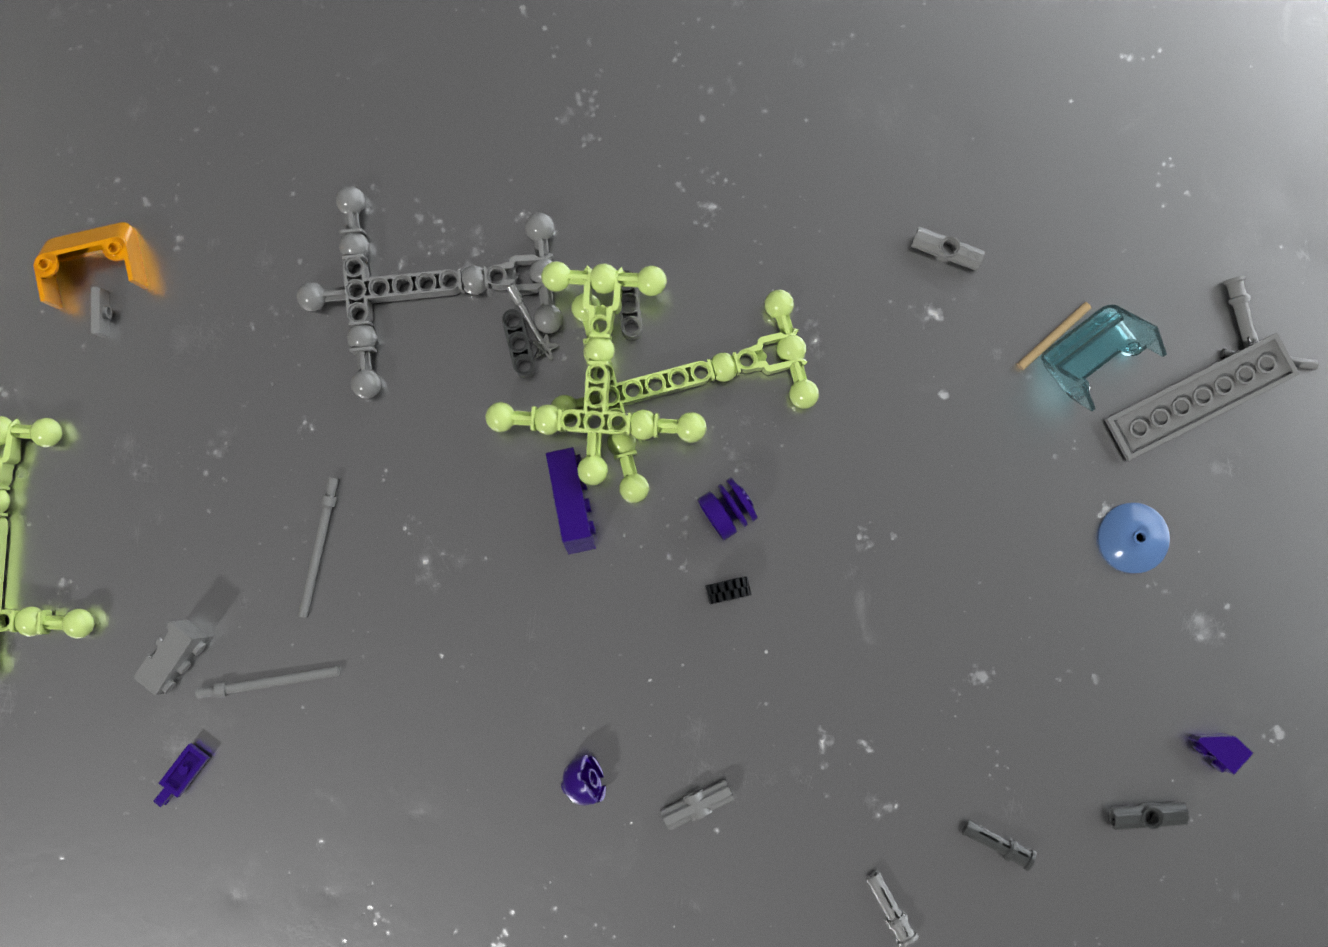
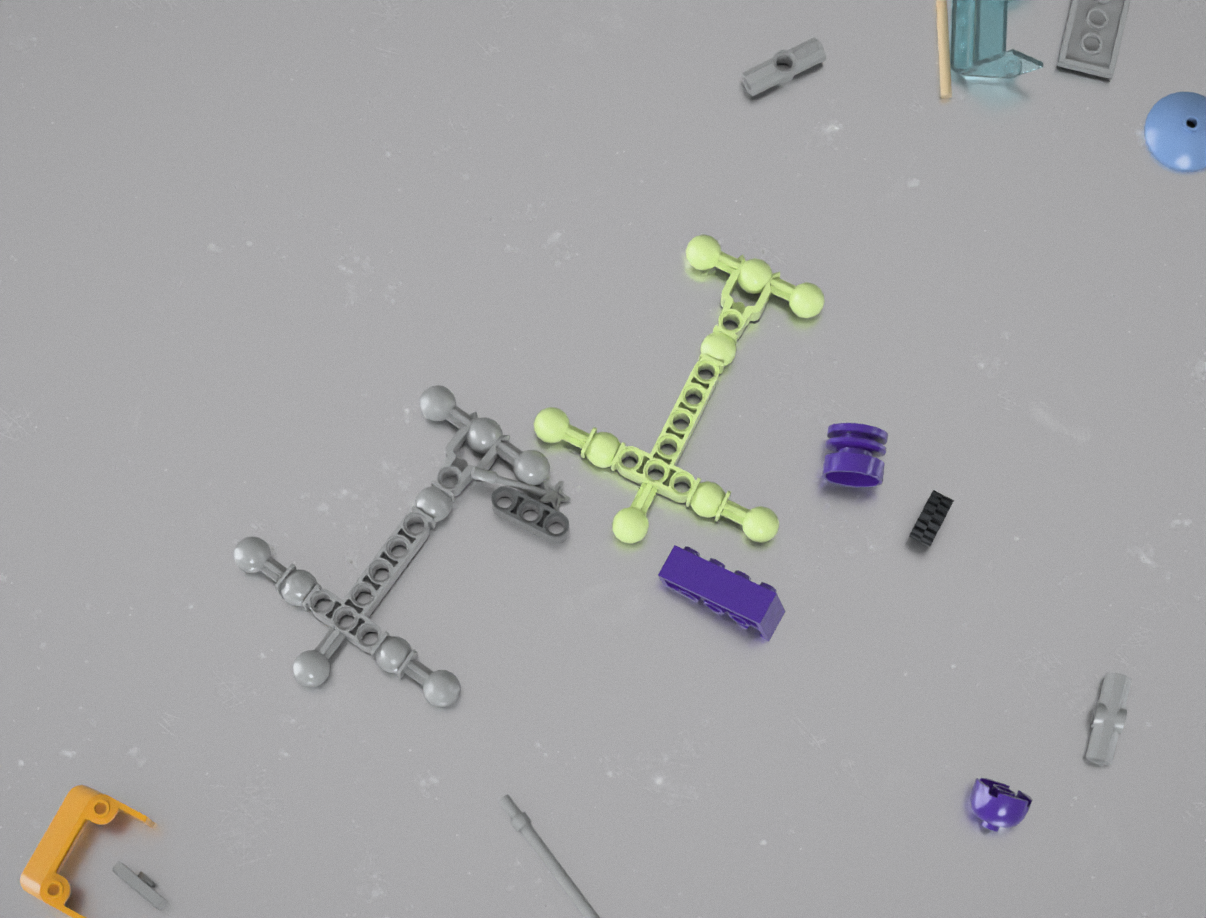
camera: 55 degrees left, 10 degrees down
(599, 352) = (611, 441): yellowish green piece -> none
(632, 316) = (578, 373): light grey beam -> none

